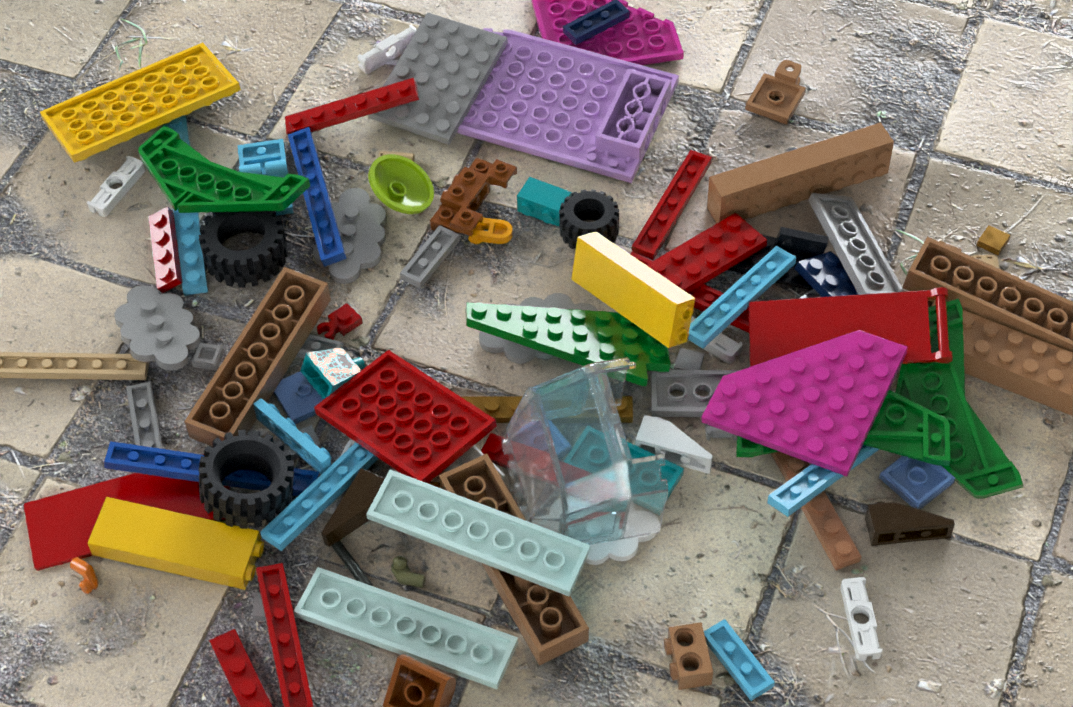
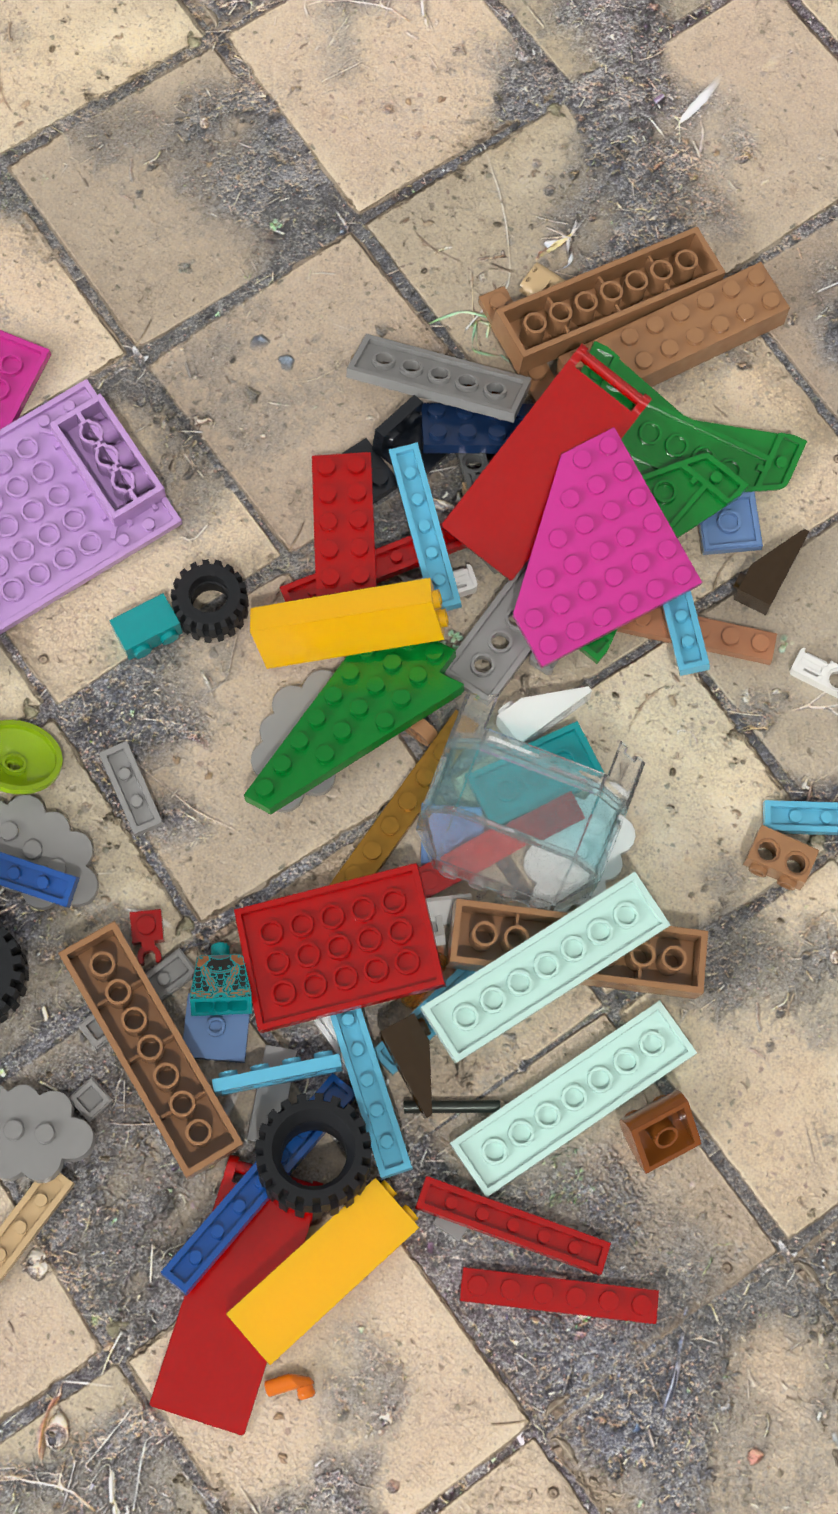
camera: 60 degrees left, 20 degrees up
(144, 415) = (133, 1216): light grey tile -> none
(404, 575) = (510, 1062): olive arm -> none
(468, 193) = (79, 709): dark orange bracket -> none
(498, 232) = (150, 697): light orange plate -> none
(671, 204) = (244, 505): red plate -> none
(689, 360) = (457, 629): light grey tile -> none
(785, 86) = (172, 289): medium nougat plate -> none
(799, 173) = (311, 362): medium nougat brick -> none
(993, 240) = (511, 249): pearl gold tile -> none

